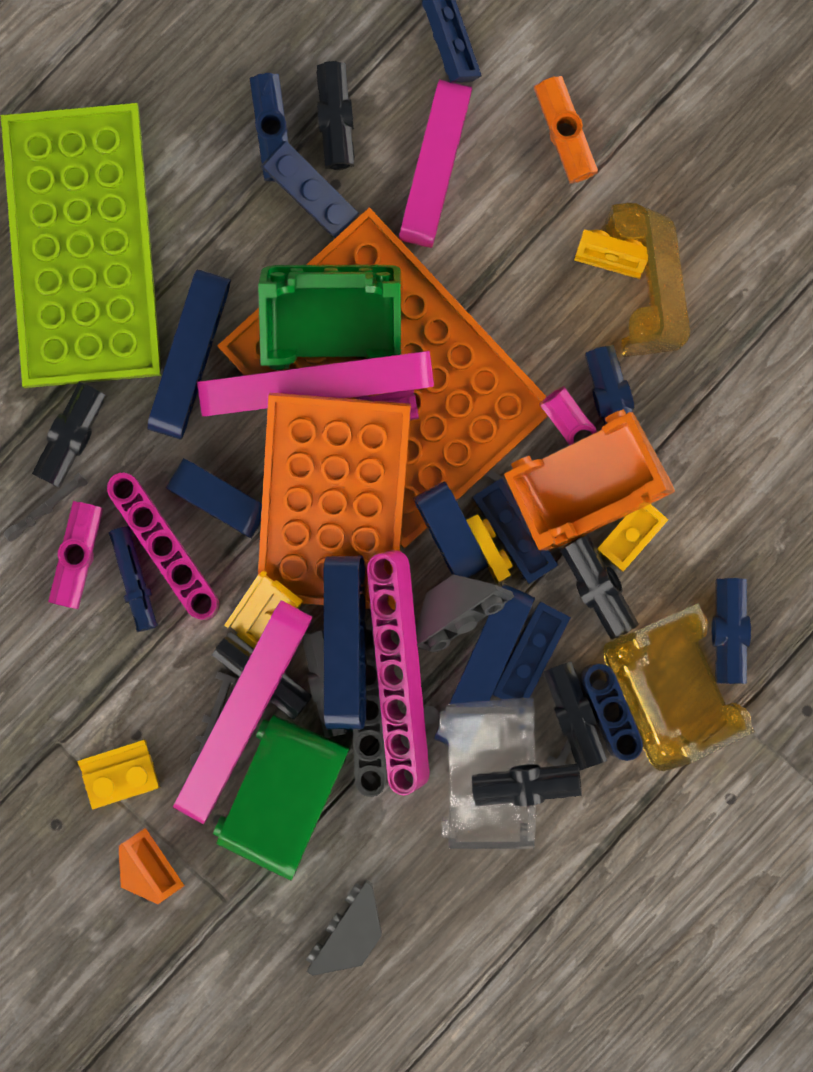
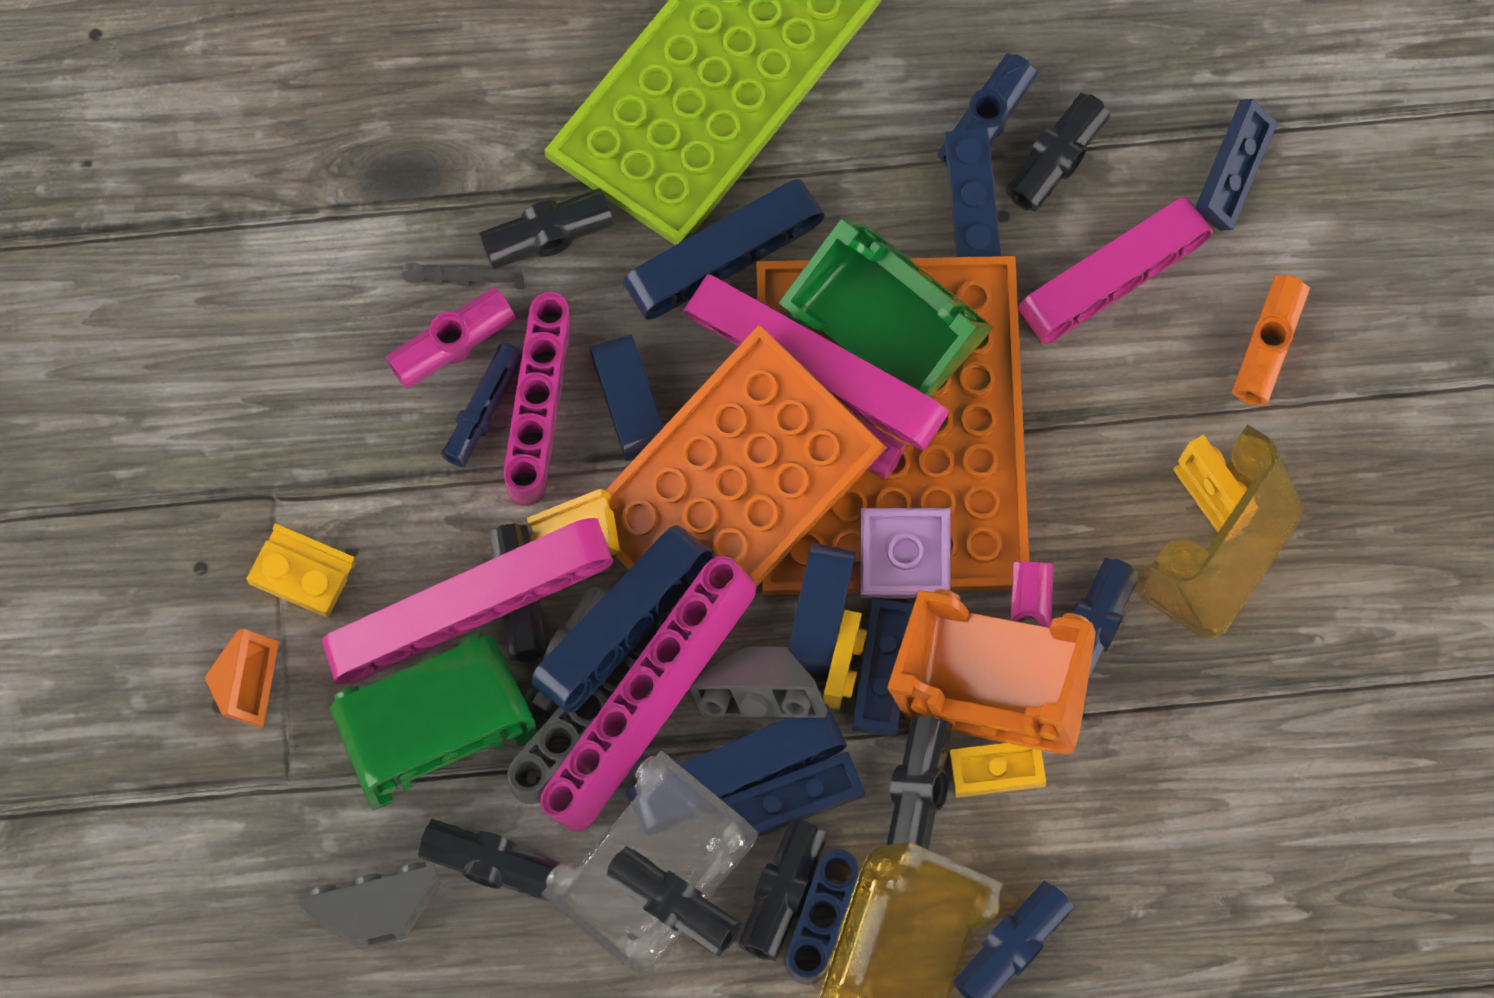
camera: 45 degrees right, 15 degrees down
(390, 847) = (486, 858): none -> black piece
(469, 452) = (904, 551): none -> lavender tile

